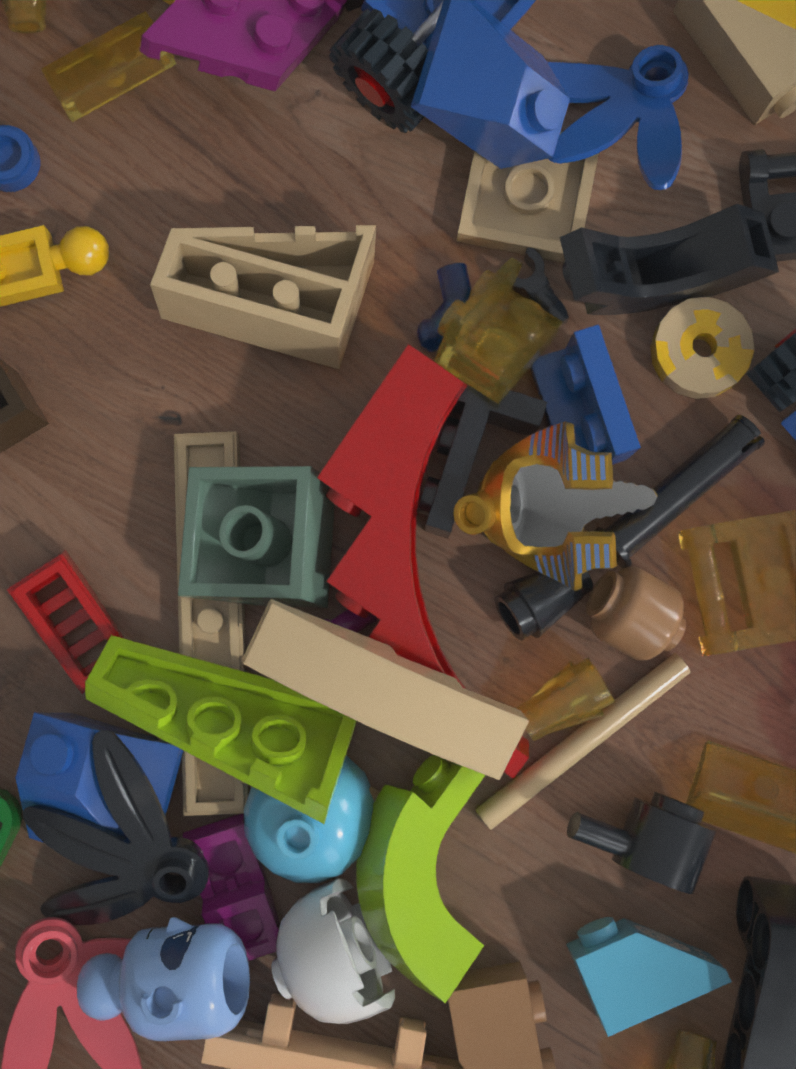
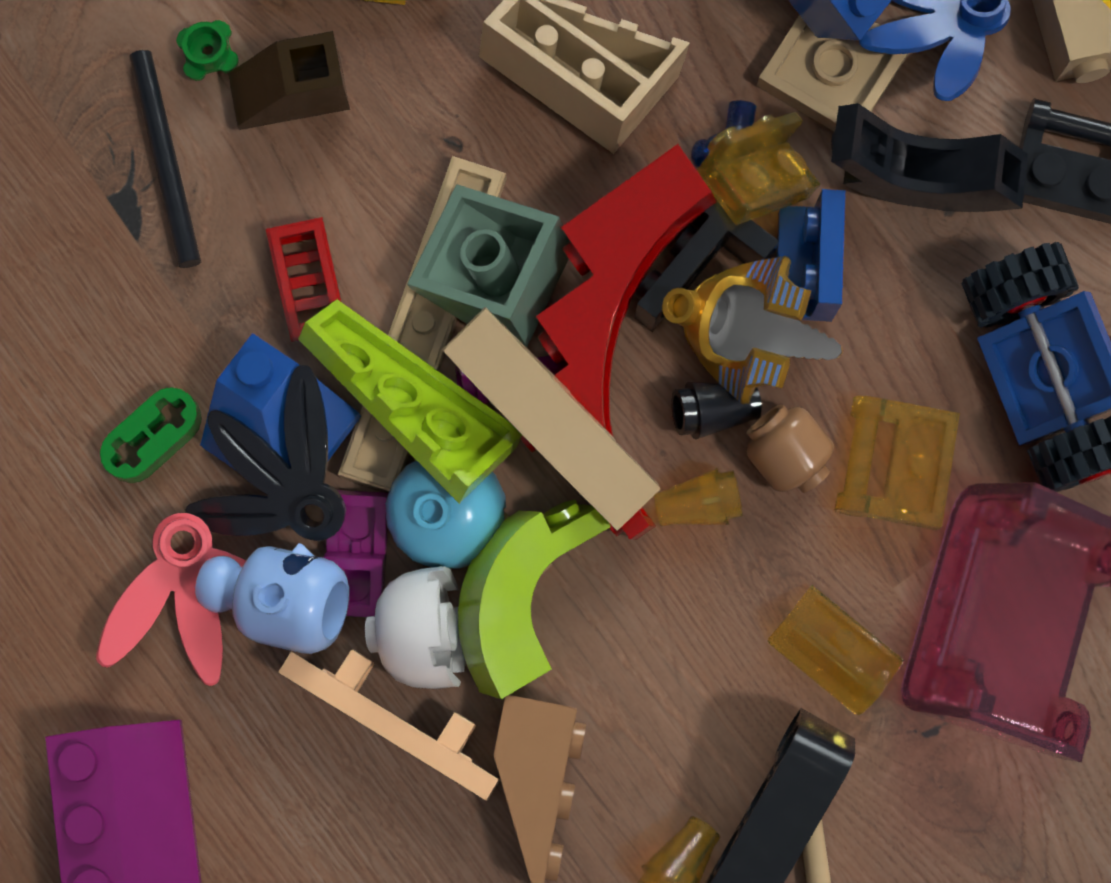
camera: 20 degrees right, 5 degrees down
(538, 287) = (811, 149): black piece -> none
(582, 741) = (702, 543): tan bar -> none
(639, 971) = (674, 746): medium azure slope -> none
(657, 840) = (735, 645): black piece -> none
(685, 486) = (869, 362): black pin -> none
(721, 328) = (941, 227): tan piece -> none

